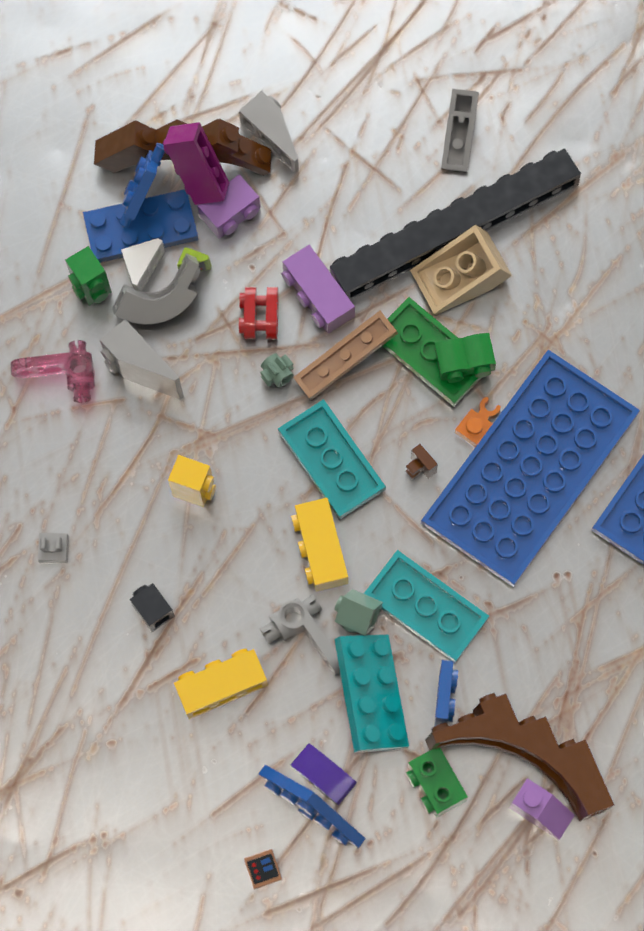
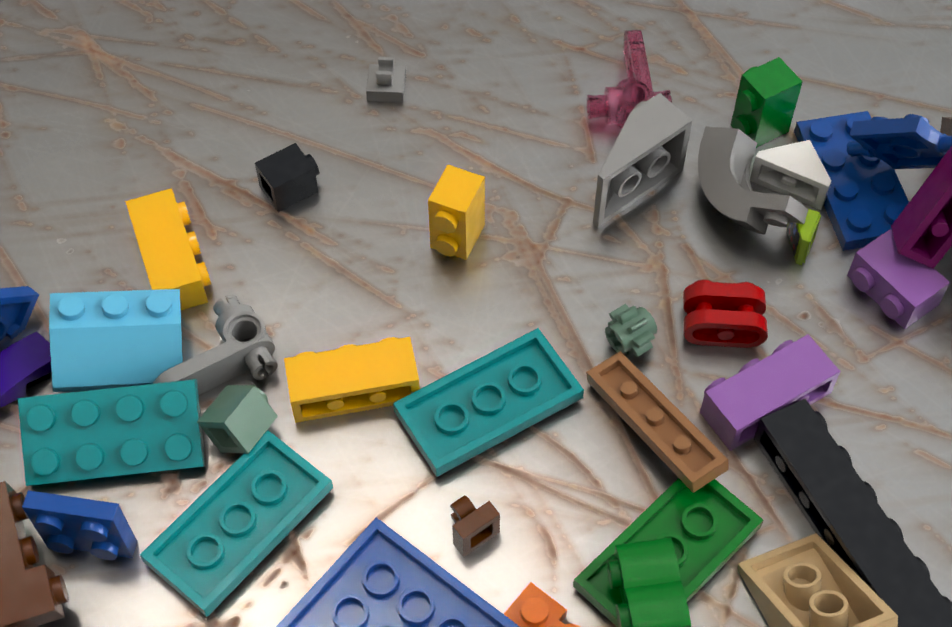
camera: 90 degrees right, 15 degrees down
(302, 702) = (113, 338): none -> medium azure slope

